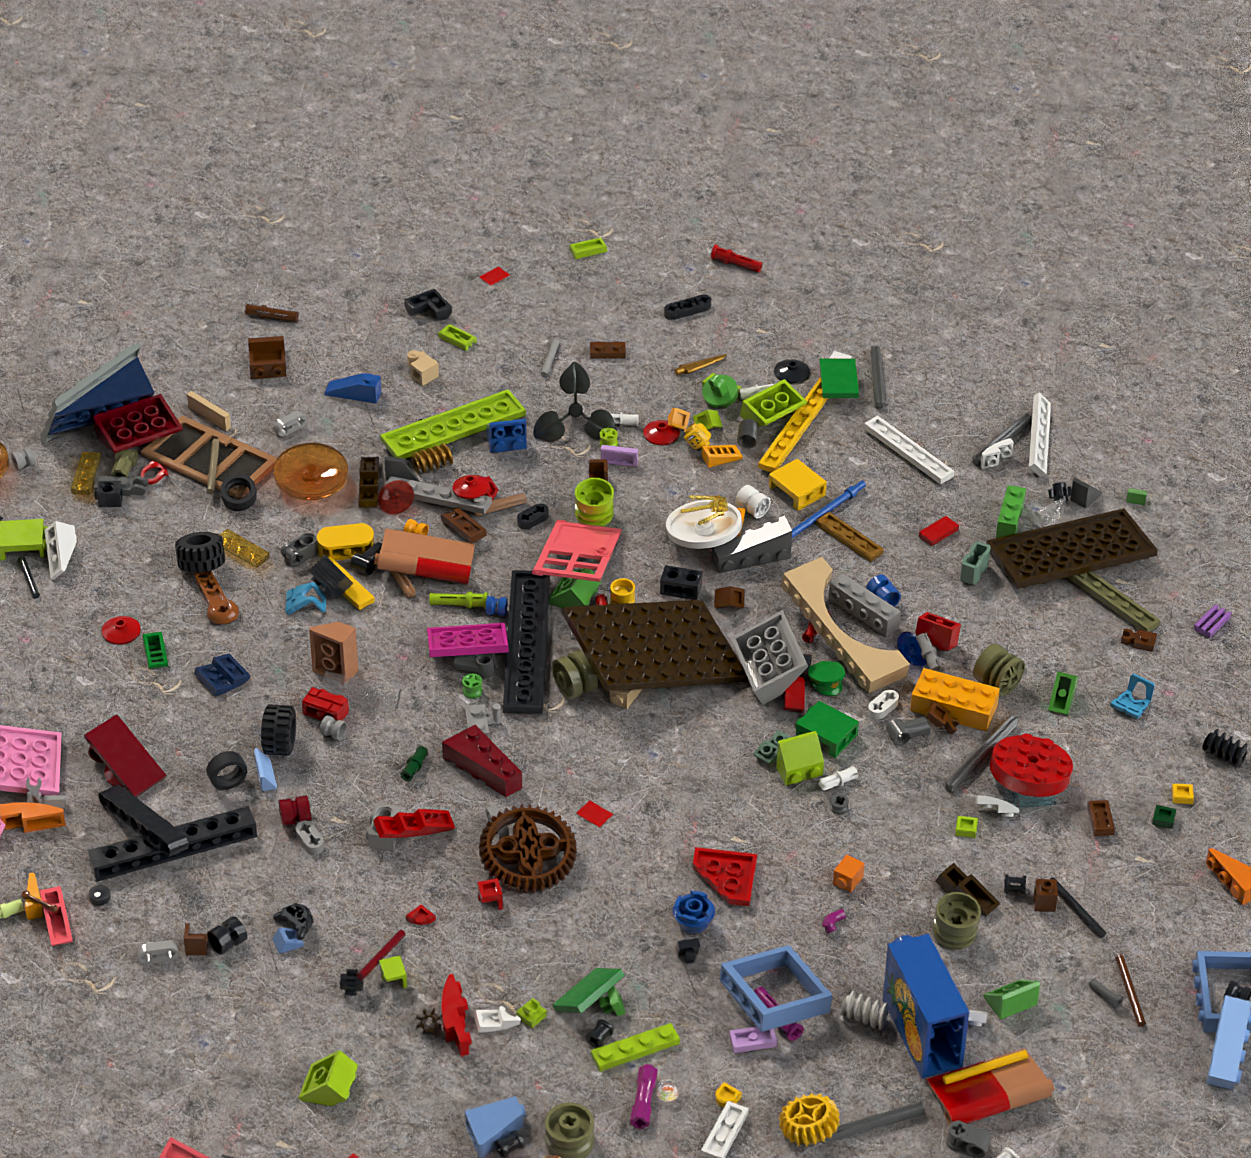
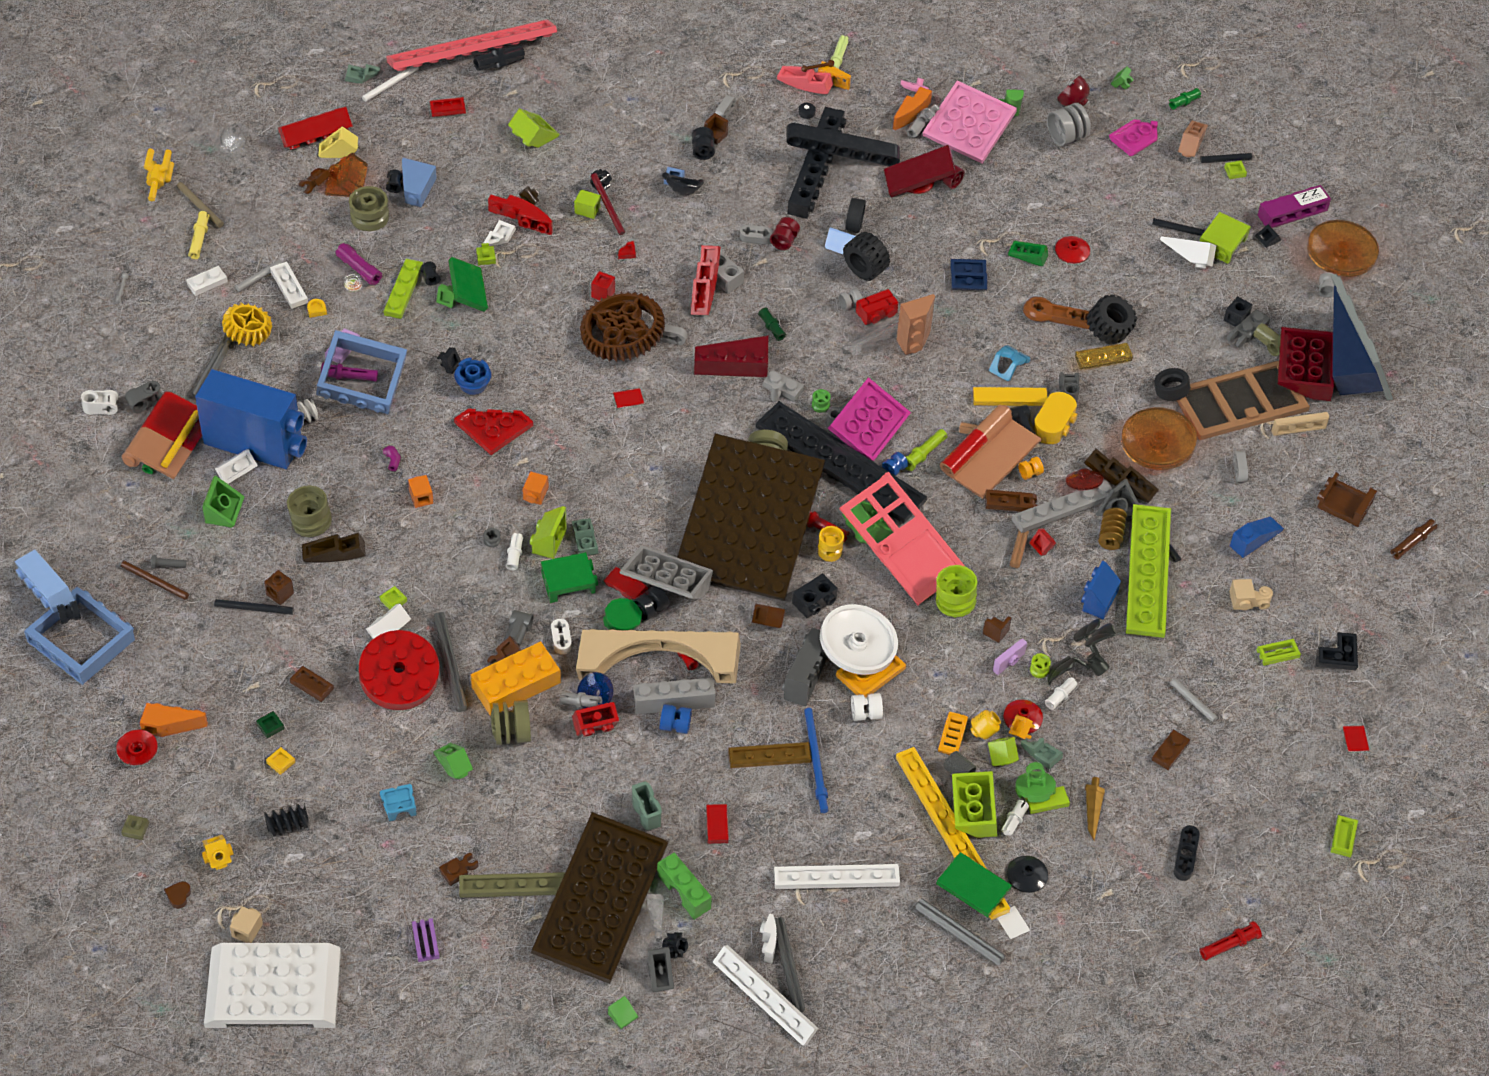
camera: 125 degrees right, 10 degrees up
(86, 473) = (1278, 312): clear yellow plate -> none
(162, 473) = (1243, 361): red piece -> none
(213, 466) = (1217, 385): dark tan bar -> none
(330, 576) = (1014, 379): black brick -> none
(470, 486) = (1046, 520): red dish -> none
(532, 516) = (982, 556): black beam -> none
(683, 402) = (1043, 752): none -> sand green slope
(718, 505) = (863, 650): clear yellow plant -> none
(762, 803) = (535, 488): none -> orange brick
(799, 483) = (863, 755): yellow panel -> none
(1017, 888) = (309, 581): black bush -> none

